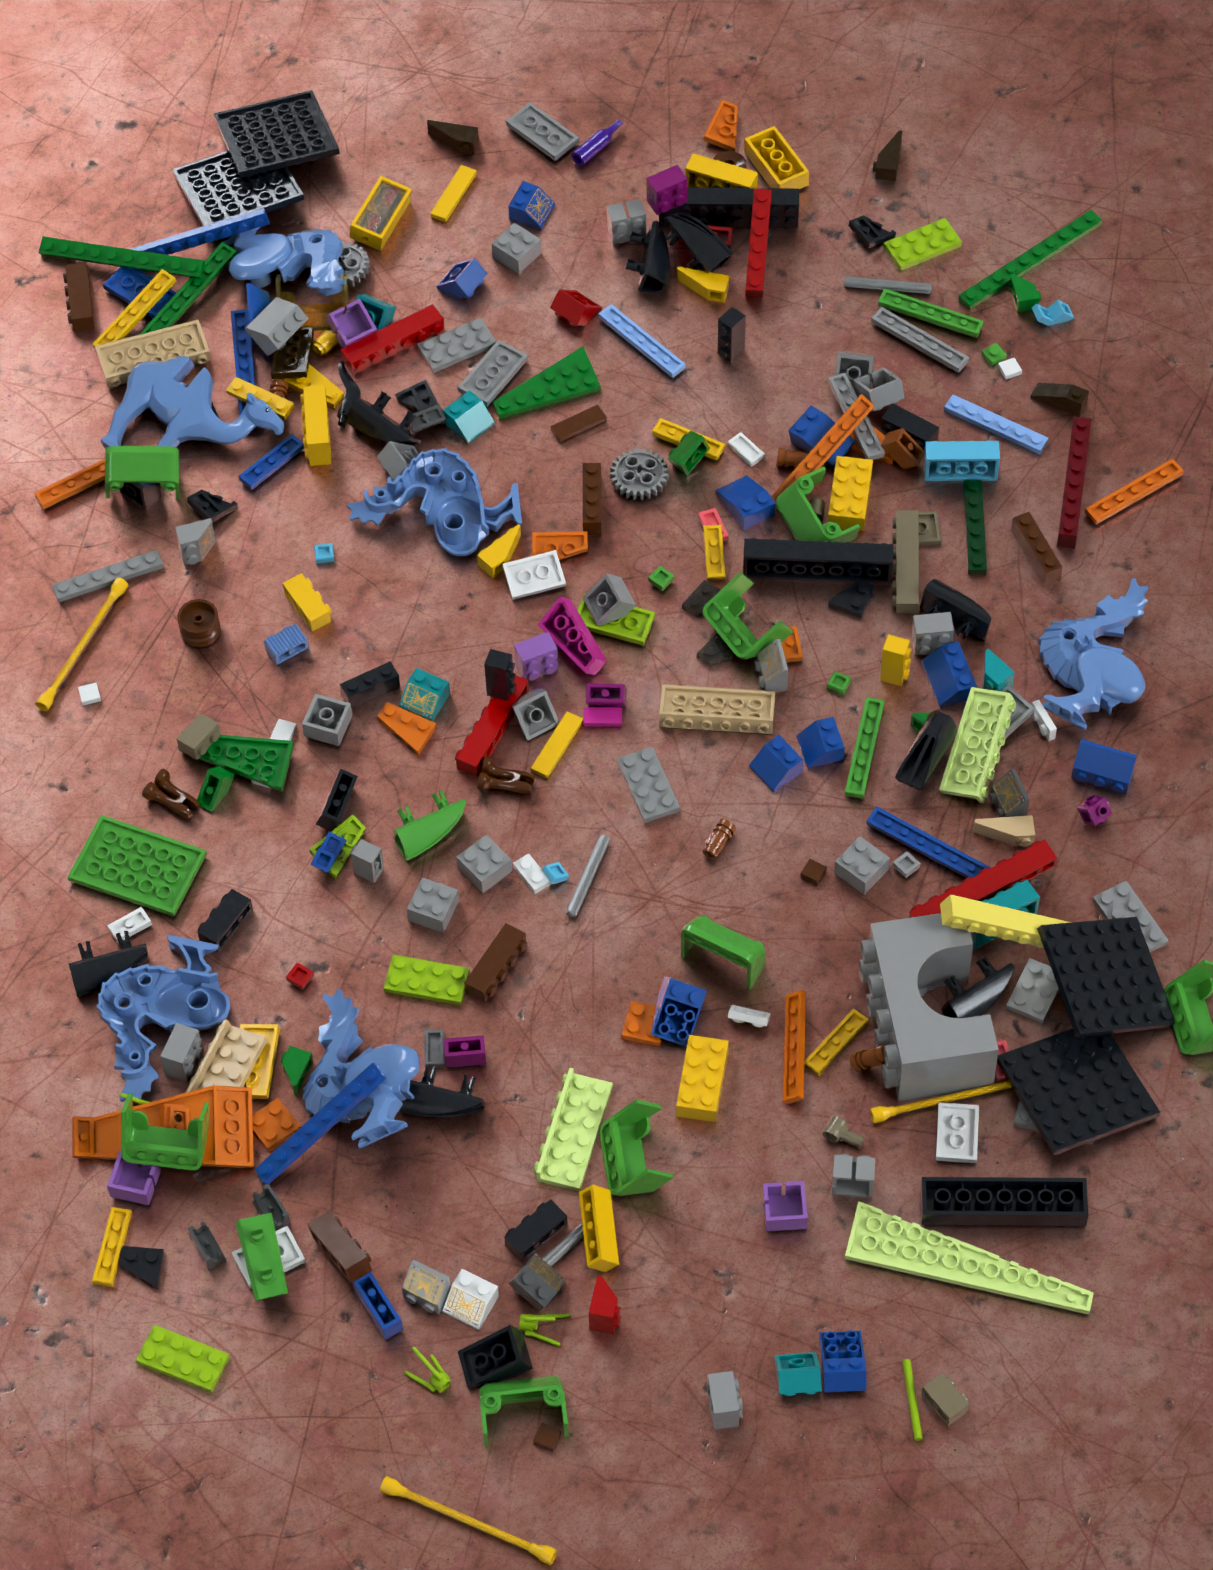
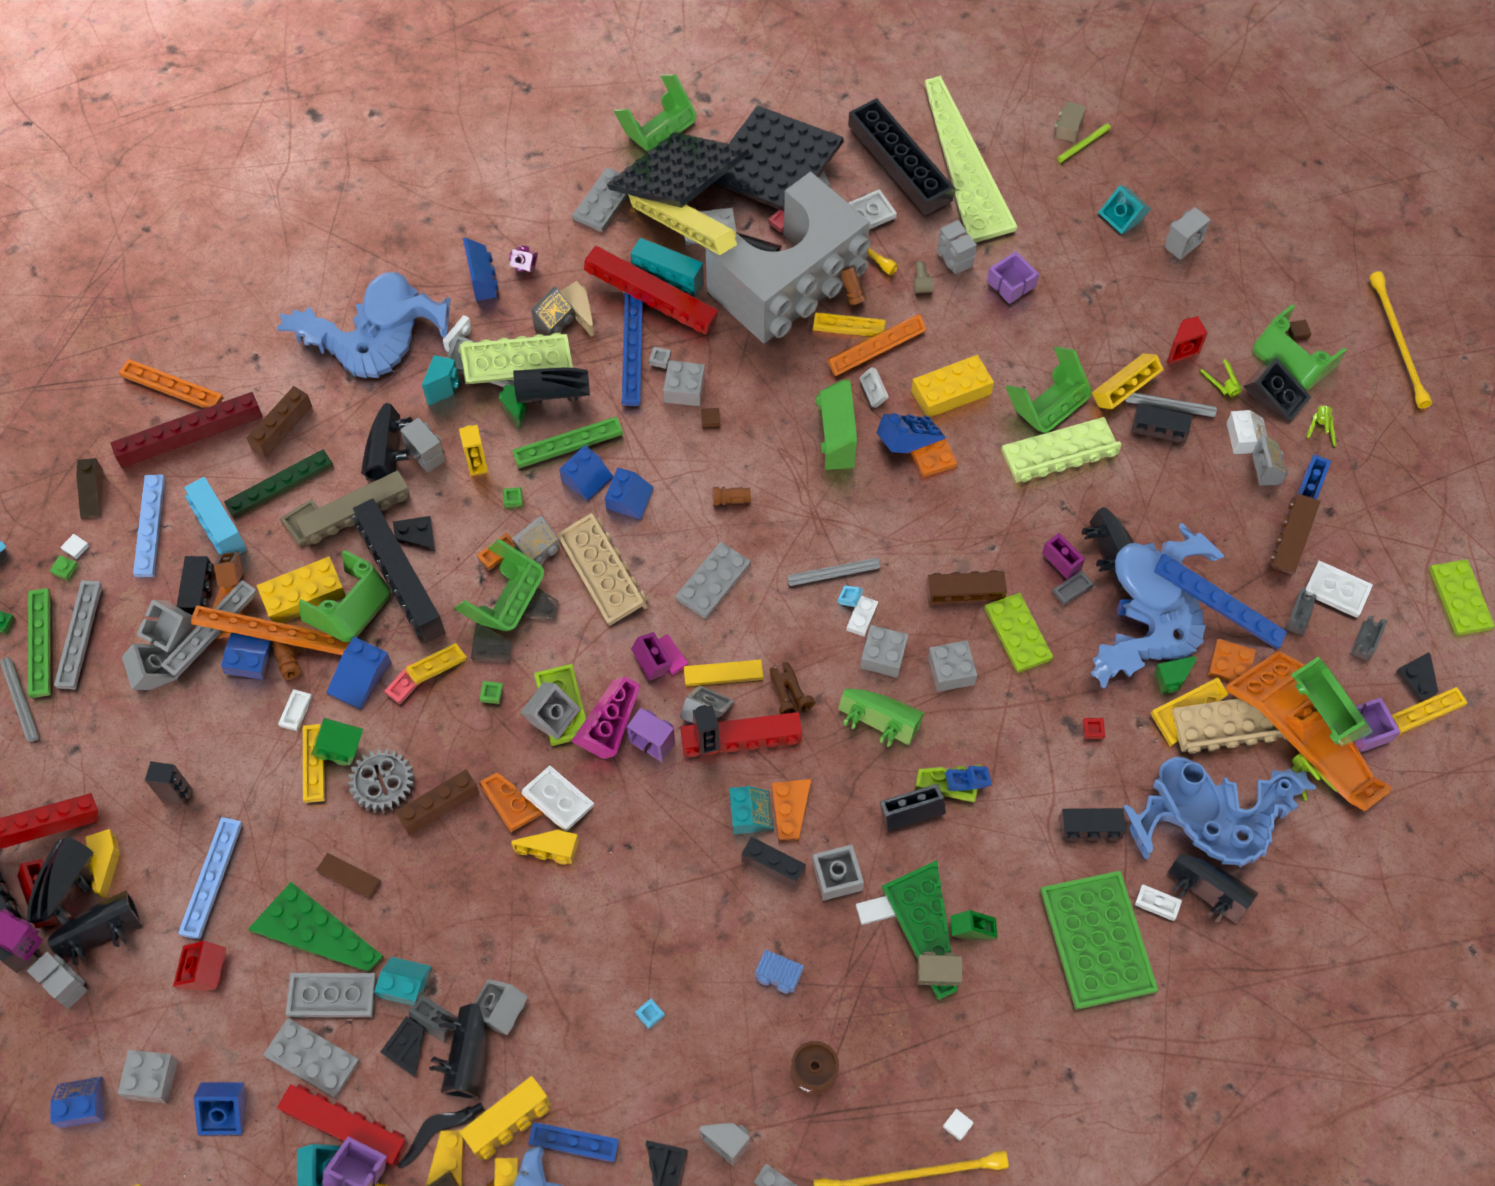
camera: 125 degrees left, 5 degrees up
(162, 782) = (1014, 947): reddish brown piece -> none
(182, 1052) = (1241, 762): light grey brick -> none
(262, 1256) = (1350, 580): bright green piece -> none
(307, 602) = (719, 985): yellow brick -> none
(367, 860) = (954, 739): light grey brick -> none
(449, 502) = (519, 919): medium blue animal -> none
(537, 1282) = (1202, 393): dark grey slope -> none
(842, 1361) = (1091, 189): blue slope -> none
(949, 674) = (452, 413): blue slope -> none

